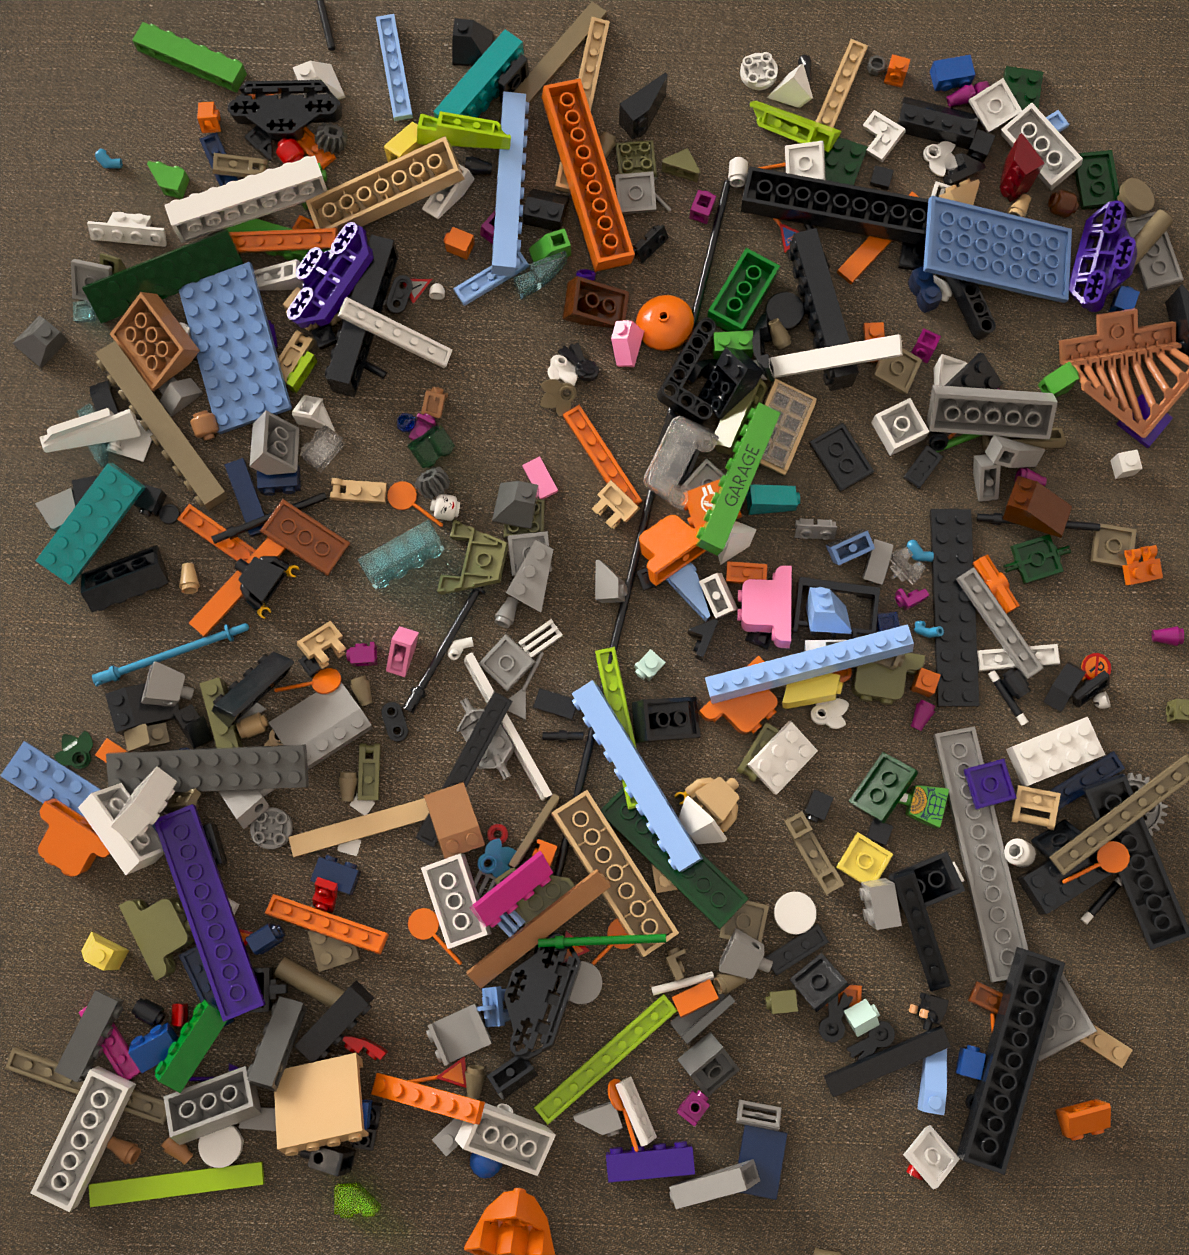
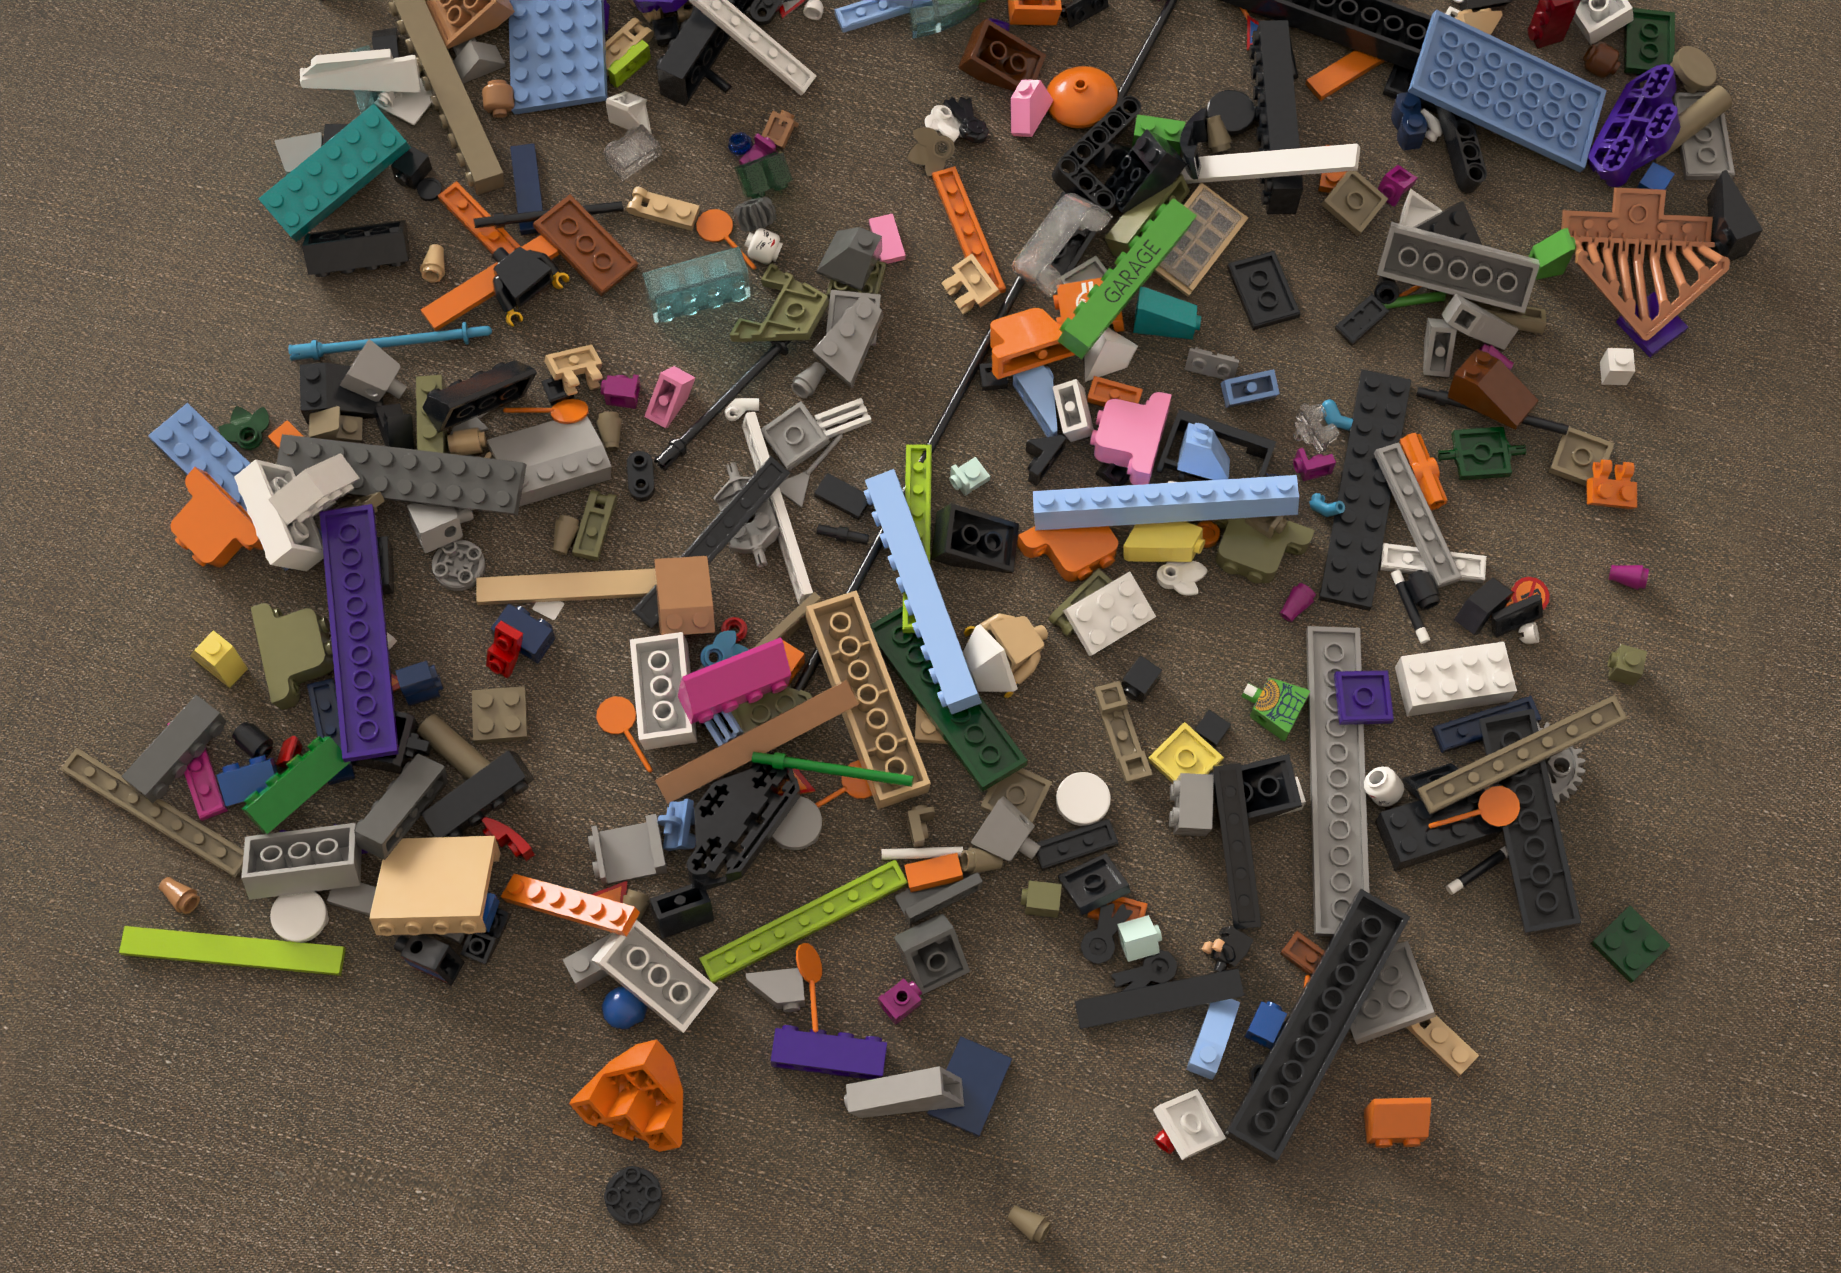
camera: 10 degrees right, 10 degrees down
(83, 1138) = (134, 865): white brick -> none
(179, 1152) = (244, 908): medium nougat cone -> none
(274, 445) = (575, 133): light grey slope -> none
(275, 483) = (571, 174): dark blue brick -> none
(326, 924) = (498, 685): orange tile -> none
(354, 1199) = (444, 1014): clear neon green slope -> none
(362, 806) = (576, 564): white sticker -> none
(608, 585) = (940, 373): light grey slope -> none
(636, 1111) = (826, 988): white tile -> none
(743, 291) = (1185, 78): green brick -> none
(758, 1123) = (979, 1032): light grey tile -> none
(878, 562) = (1281, 415): light grey slope -> none
(883, 787) = (1228, 673): dark green plate -> none
(900, 426) = (1342, 266): white brick -> none
(925, 682) = (1308, 564): orange brick -> none
(1021, 206) = (1549, 52): tan cone -> none
(1037, 800) = (1420, 730): tan plate -> none

